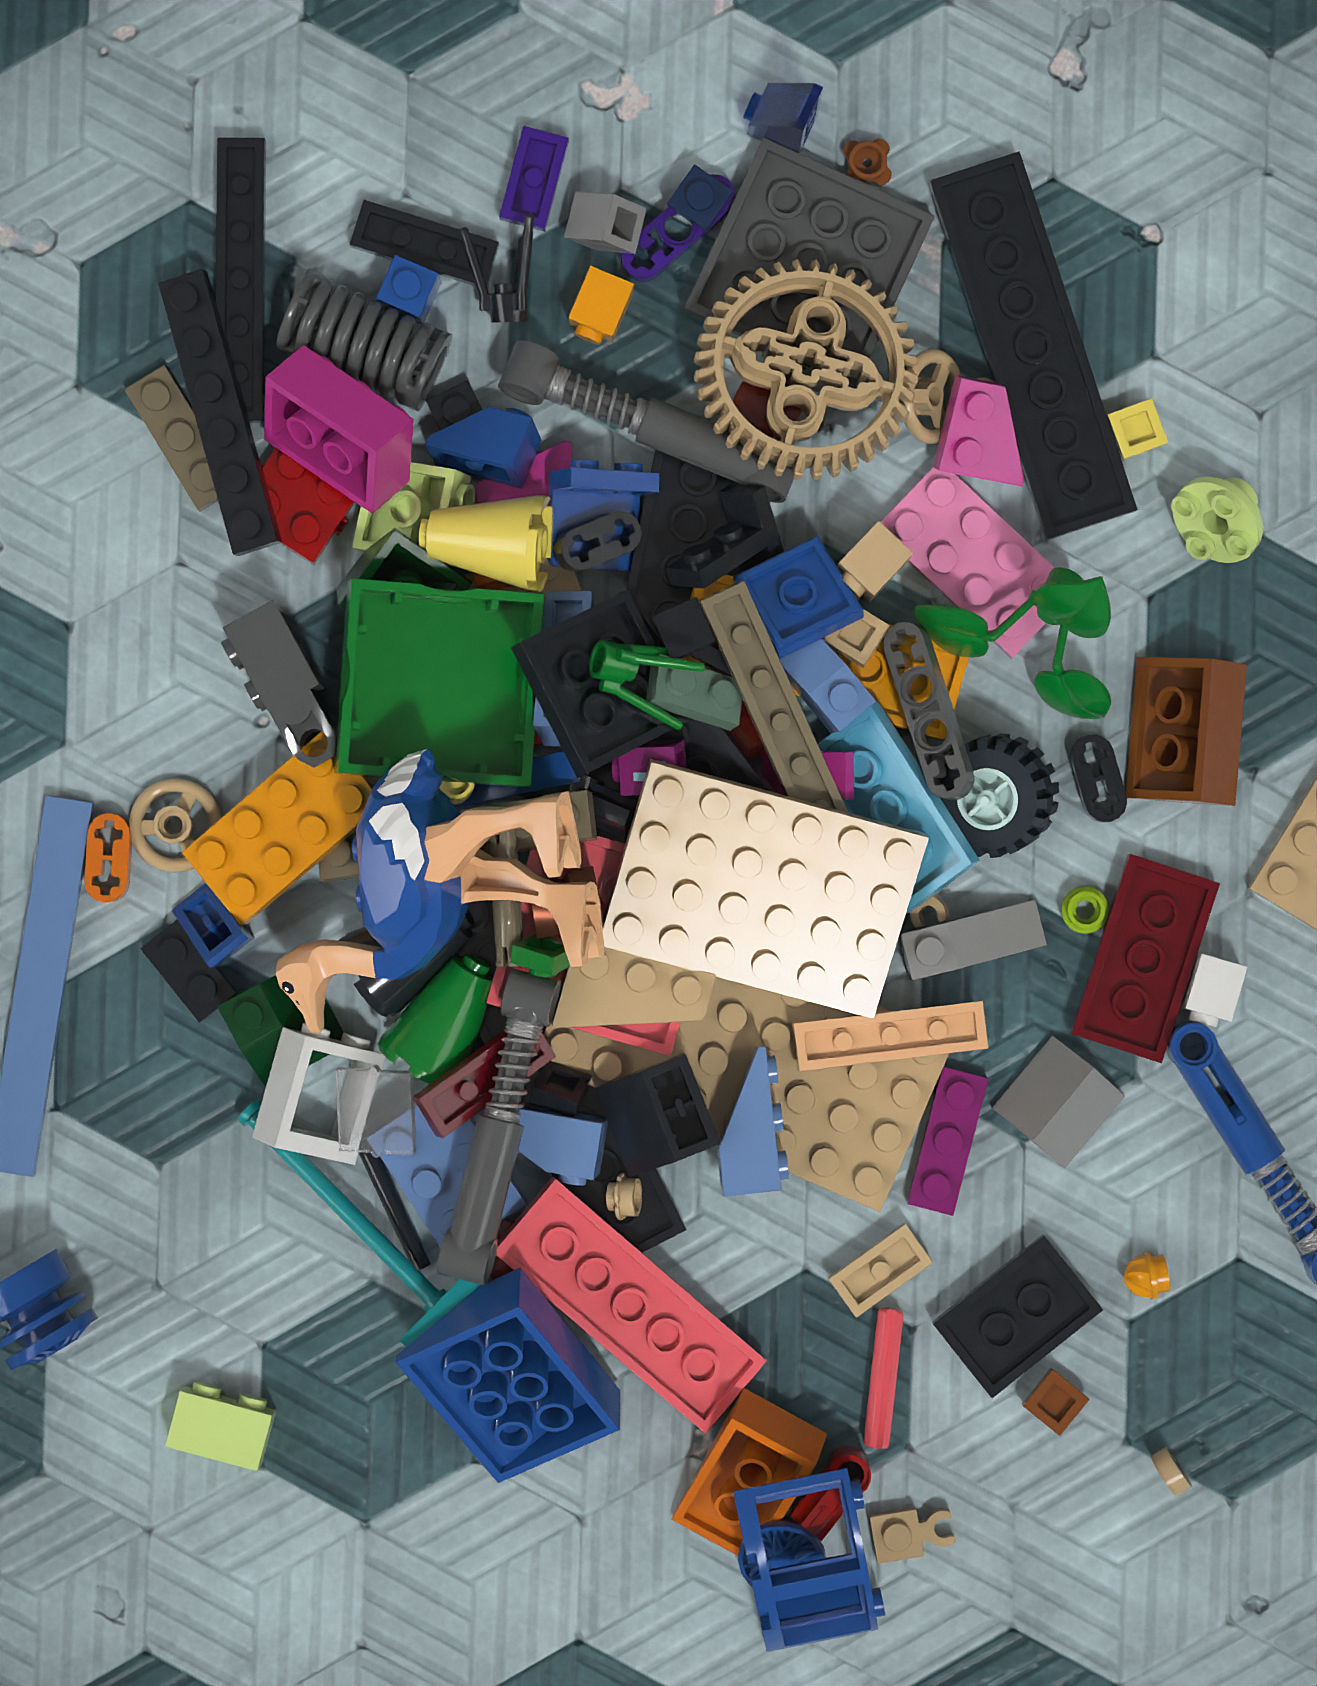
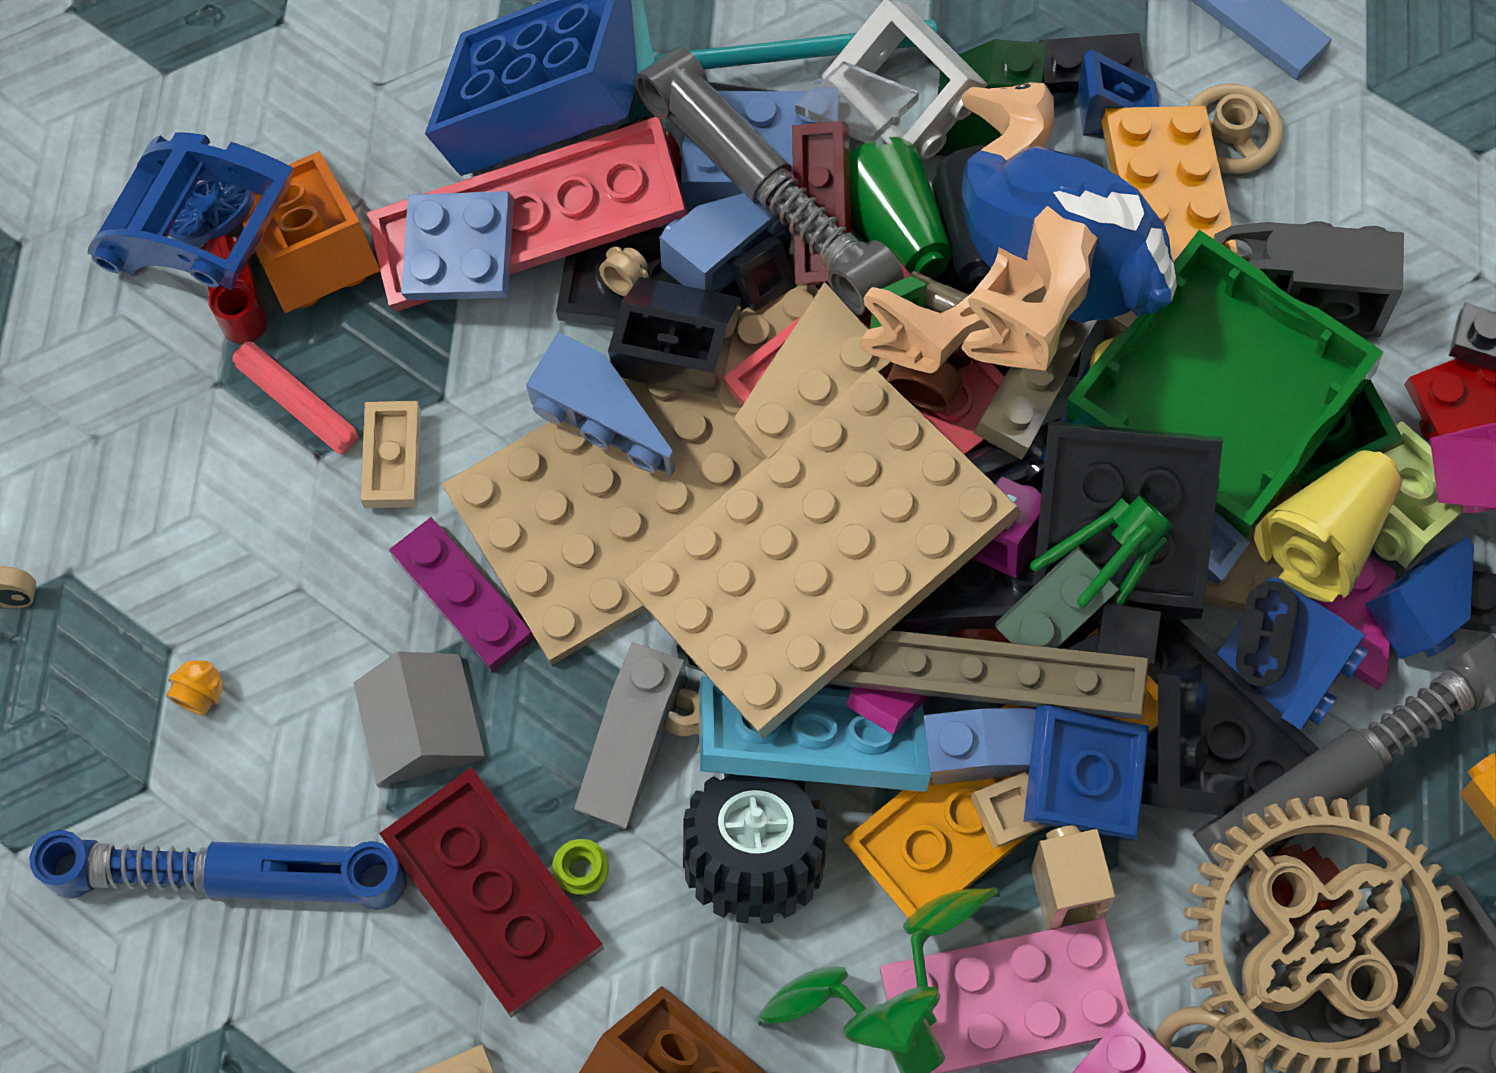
camera: 130 degrees right, 20 degrees down
(97, 855) = (1239, 57): orange beam -> none
(692, 1336) = (457, 246): none -> medium blue plate
(890, 1036) = (594, 591): light nougat plate -> none
(900, 1534) = (147, 326): tan plate -> none
(934, 708) = (882, 836): dark grey beam -> none
(1017, 1316) = (254, 546): black plate -> none
(1055, 1401) = (152, 528): dark orange plate -> none
(1109, 775) = (704, 957): black beam -> none
(1213, 990) = (411, 934): white brick -> none

